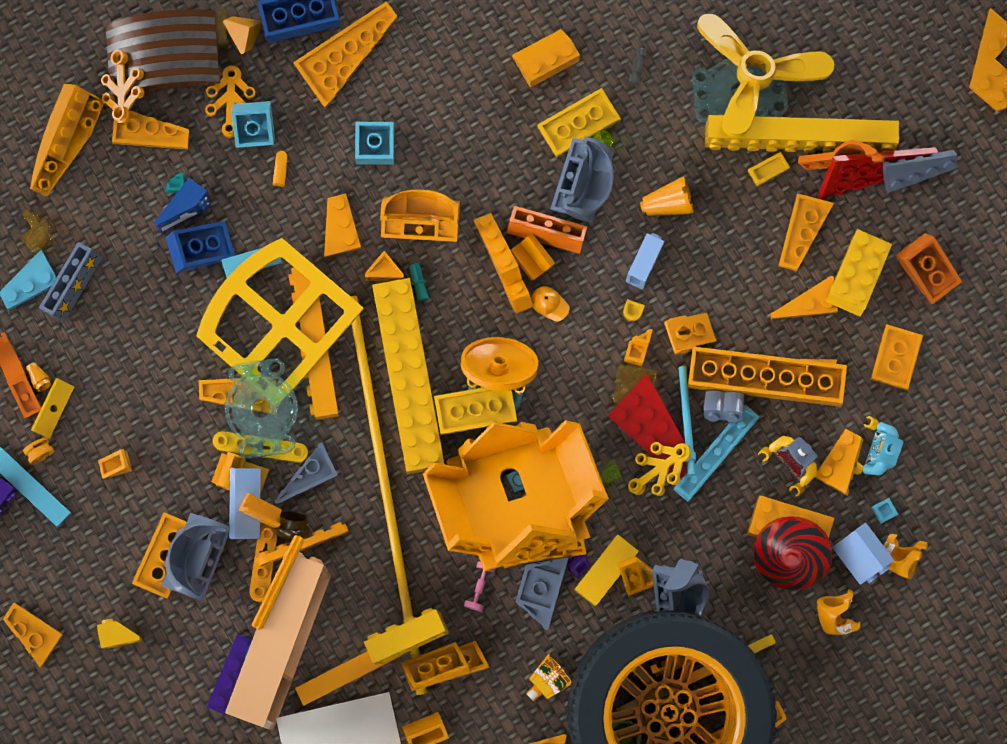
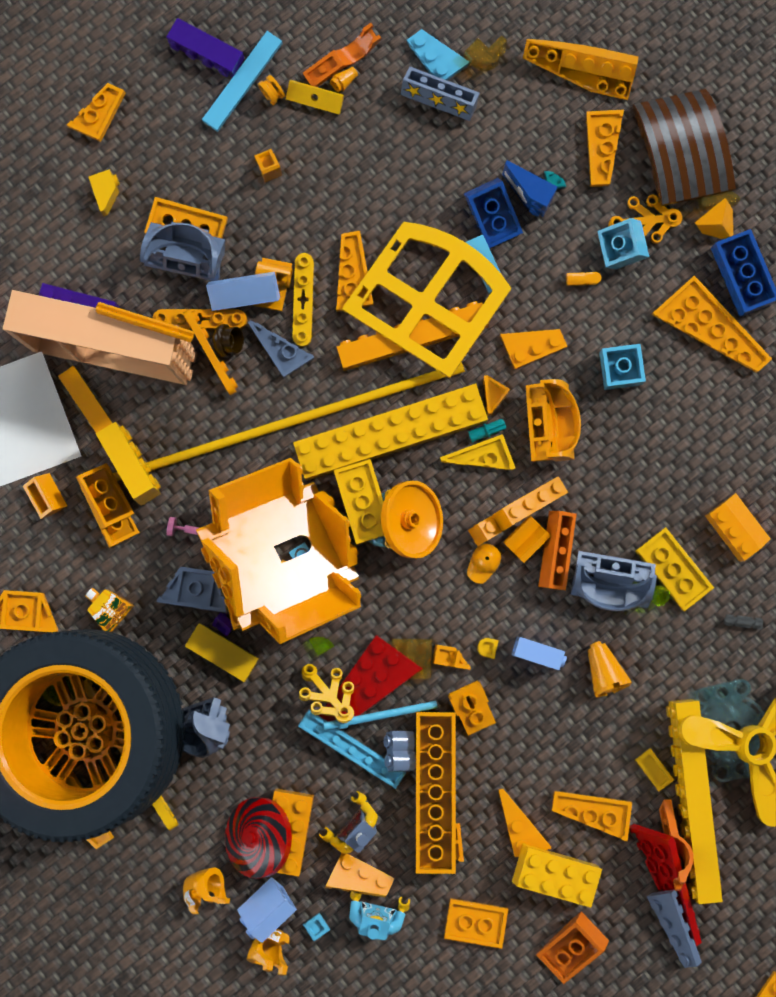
camera: 90 degrees right, 5 degrees up
(121, 111) = (621, 114): light orange plant -> none
(260, 510) = (236, 306): light orange panel -> none
(271, 426) = (341, 312): clear light blue piece -> none
(442, 284) = (489, 454): none -> yellow wing
(635, 575) = (219, 682): light orange wing -> none

